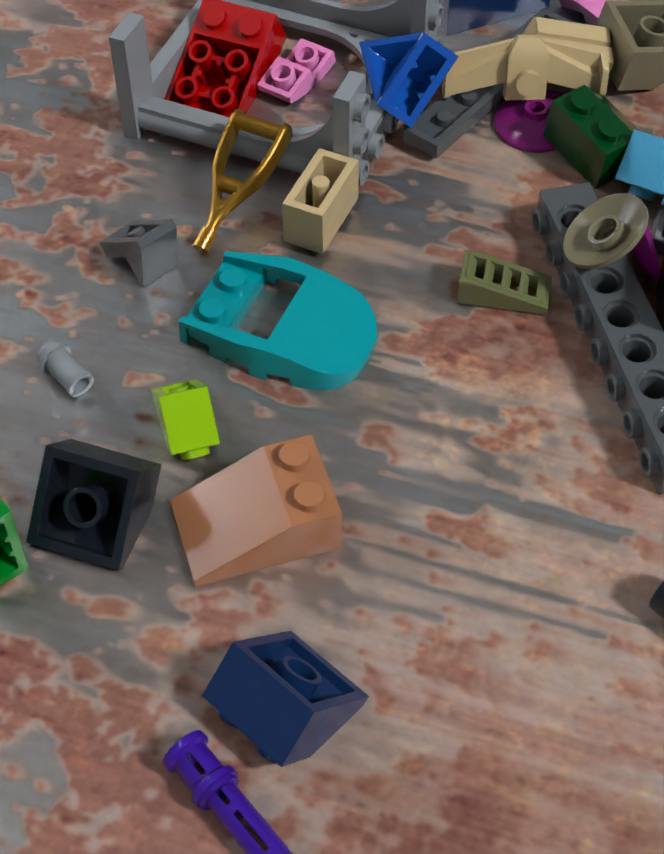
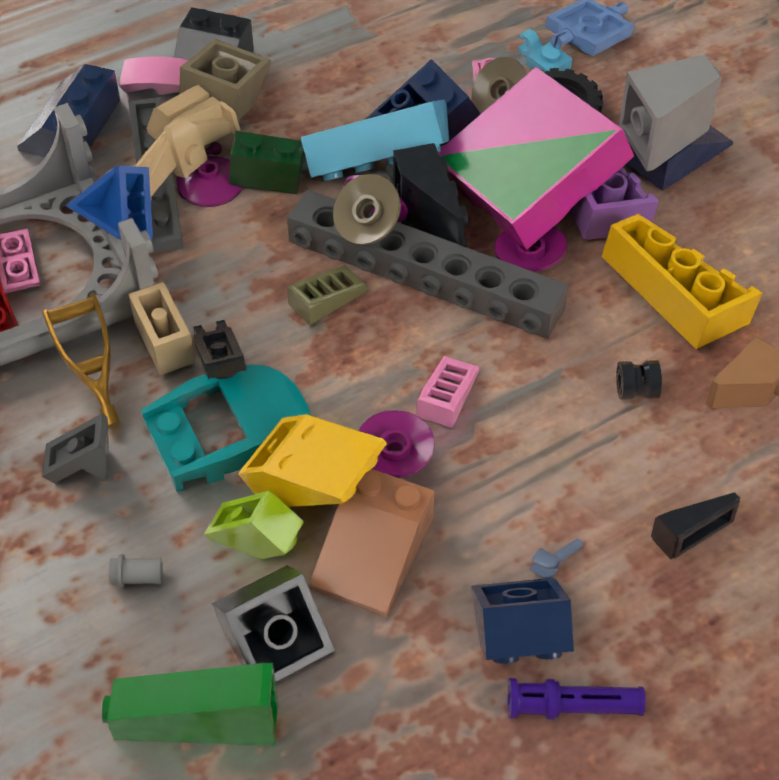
camera: 50 degrees left, 0 degrees up
(276, 397) = (311, 461): none -> yellow slope
(336, 251) = (219, 351): none -> black hinge
(376, 680) = (548, 564): none -> sand blue hand
(381, 438) = (403, 433): none -> magenta dish
(486, 469) = (441, 411): none -> bright pink slope
(557, 782) = (690, 525): none -> black slope

